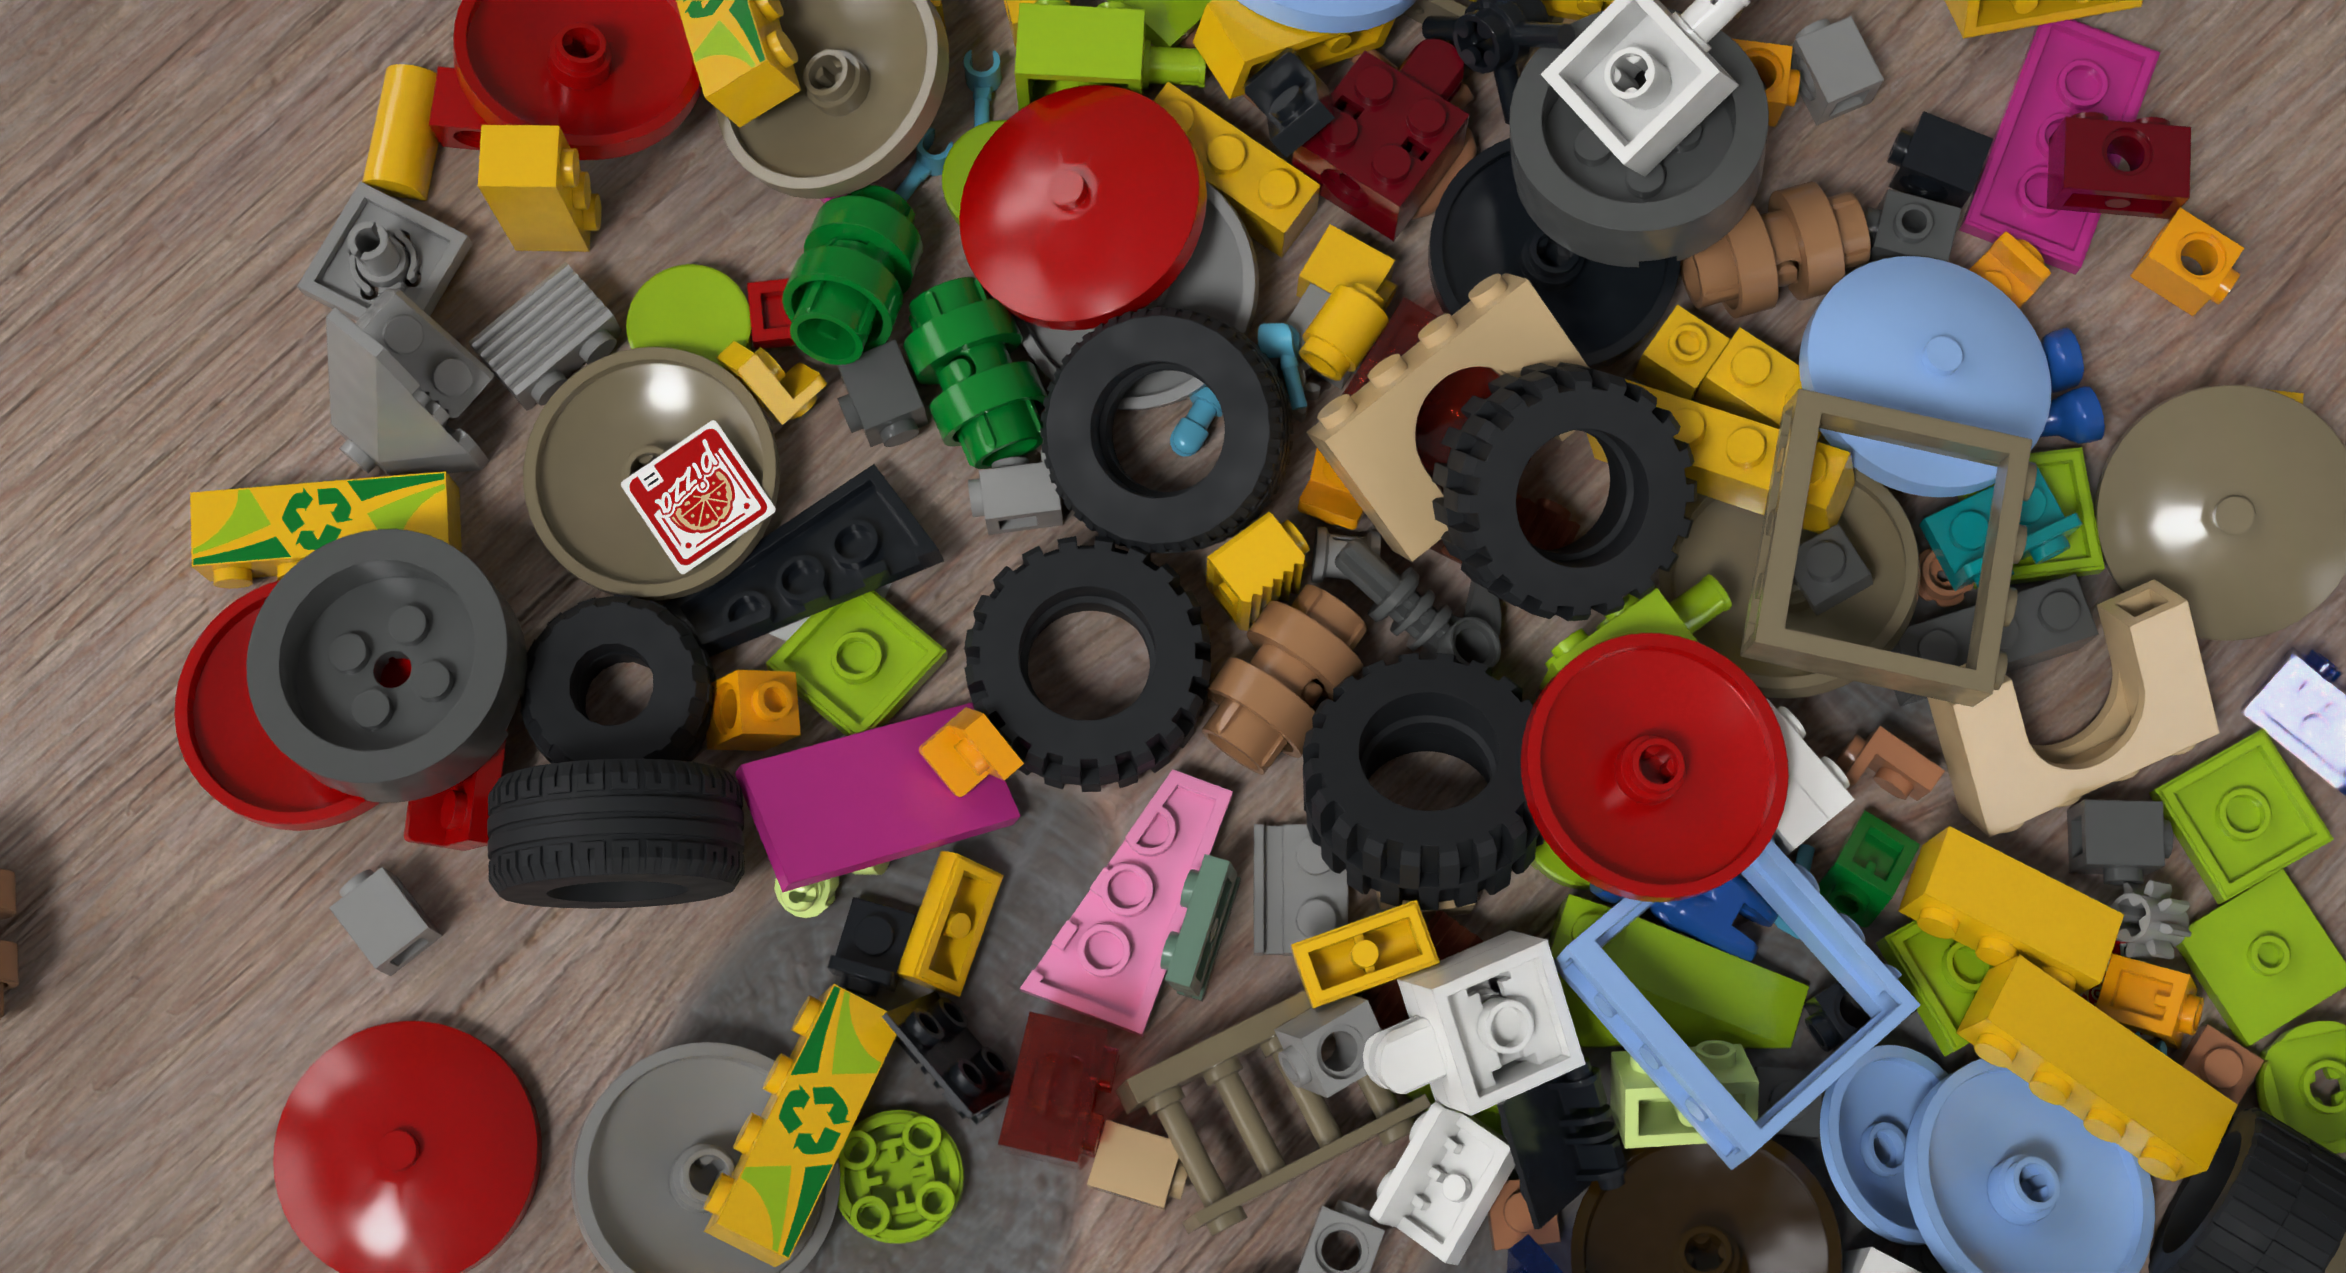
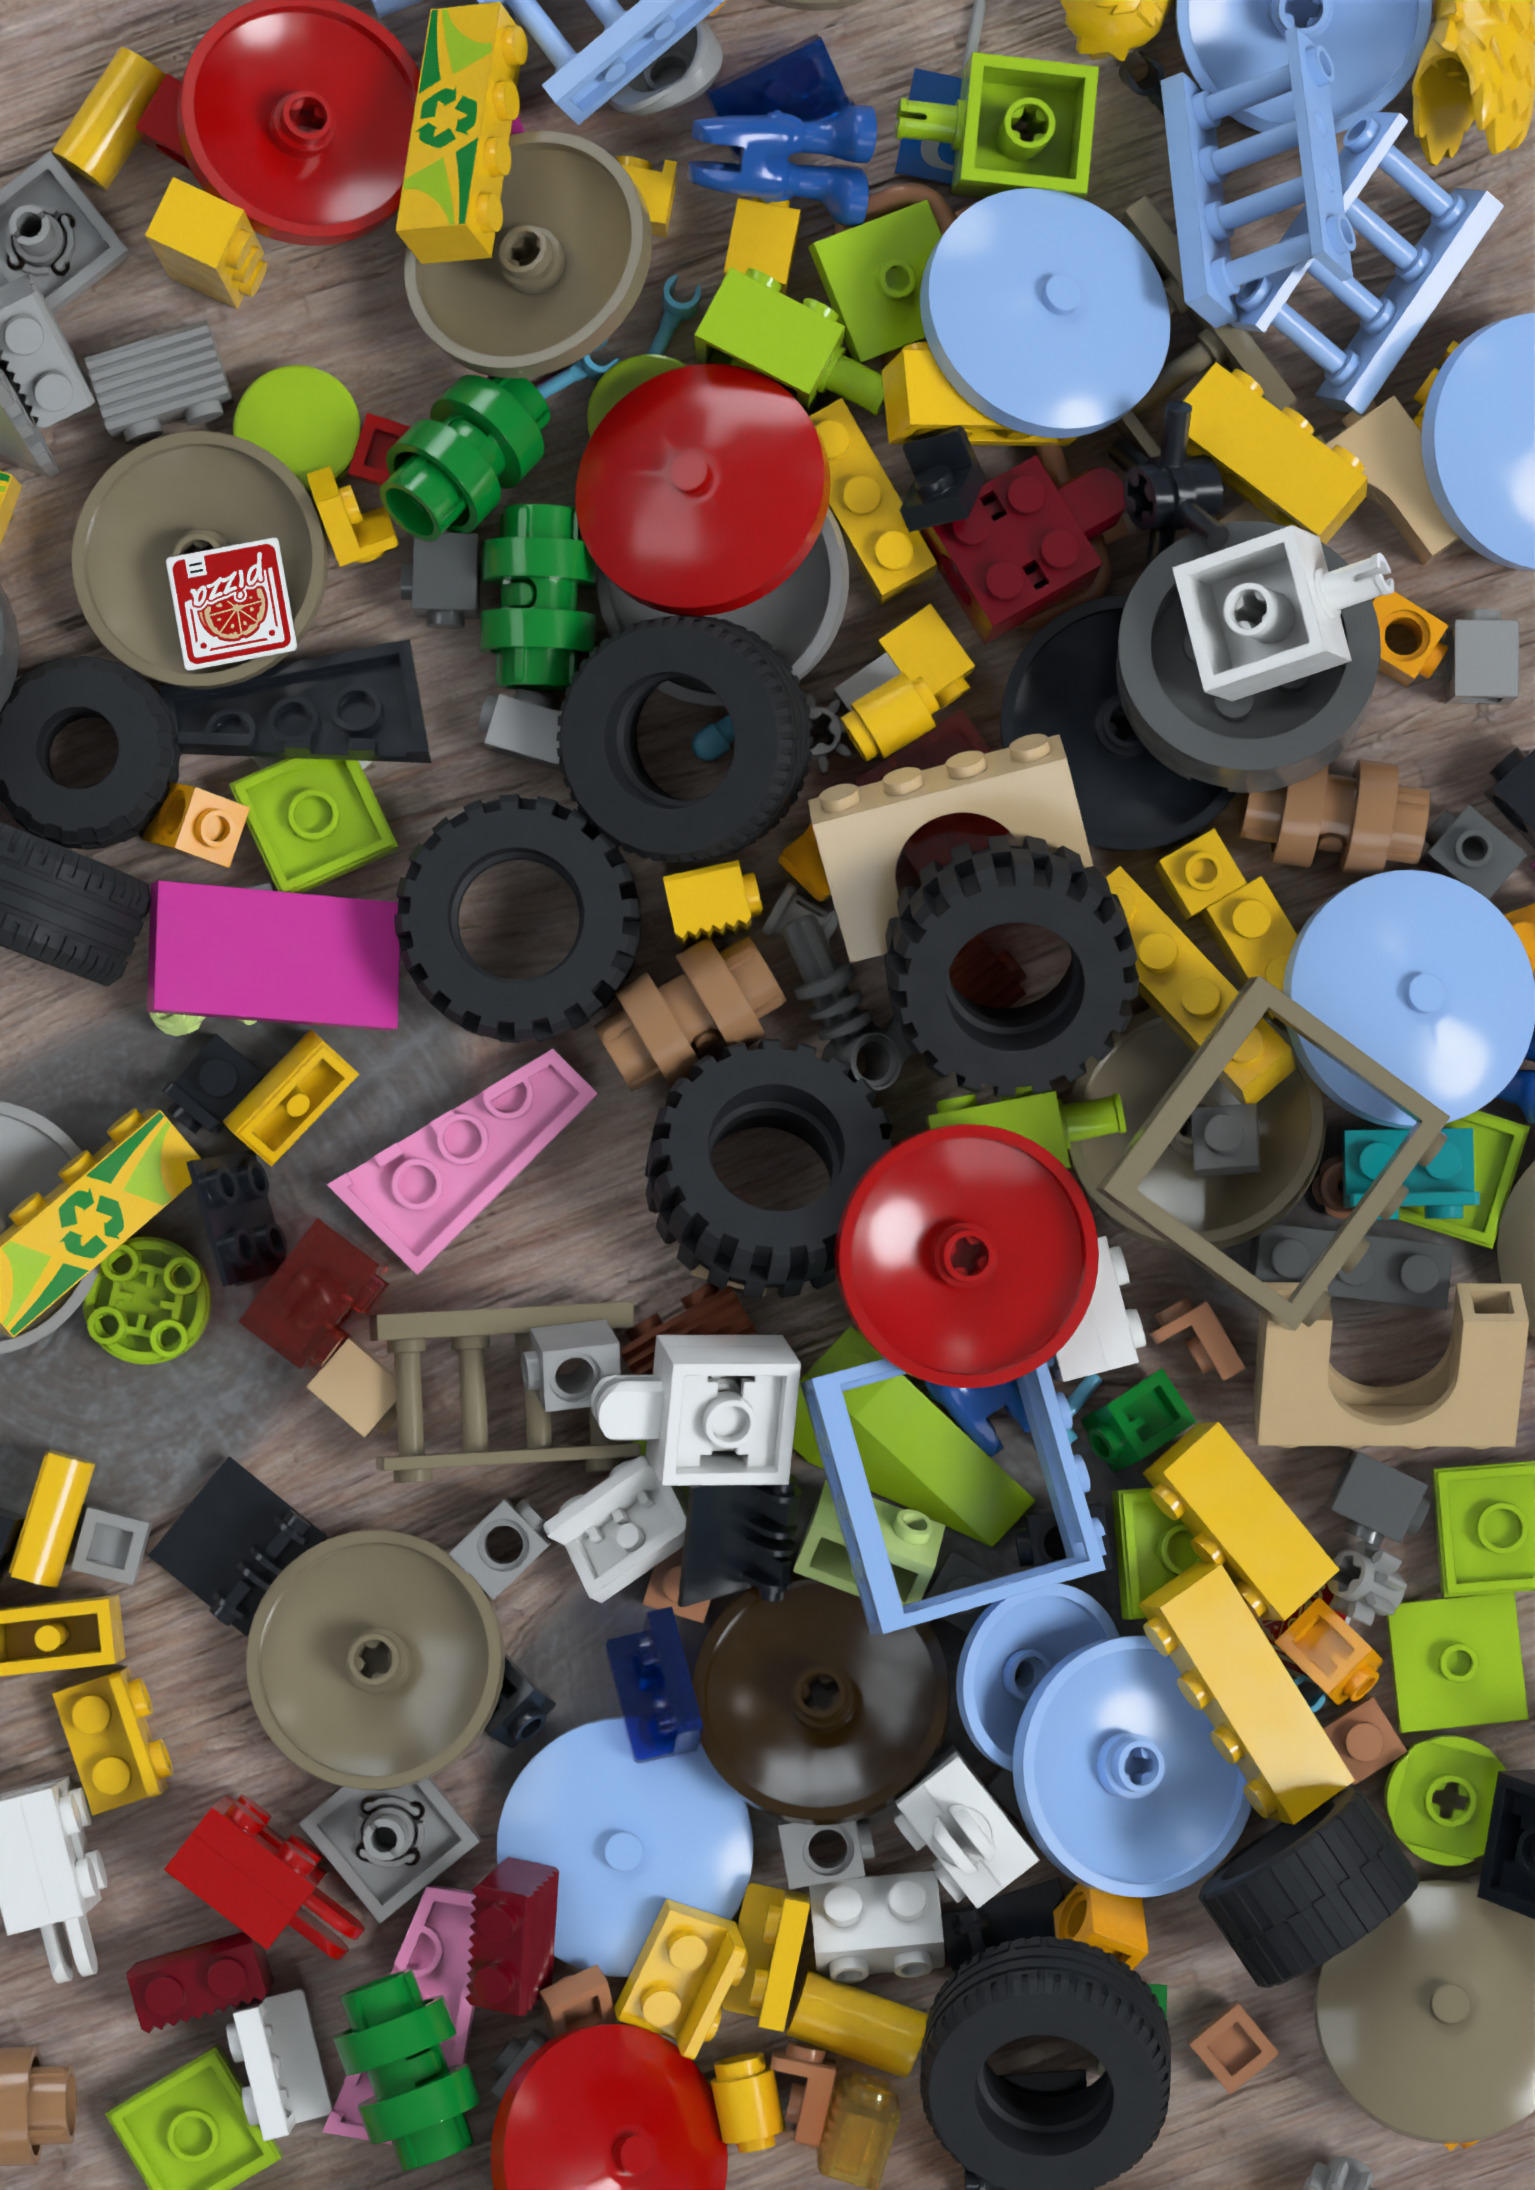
camera: 25 degrees right, 10 degrees up
(968, 752) = (370, 954): light orange bracket -> none
(1193, 951) = (528, 1186): sand green plate -> none
(1284, 342) = (833, 701): medium azure hand -> none
(1293, 889) = (610, 1212): light grey plate -> none
(1364, 954) = (638, 1300): yellow brick -> none

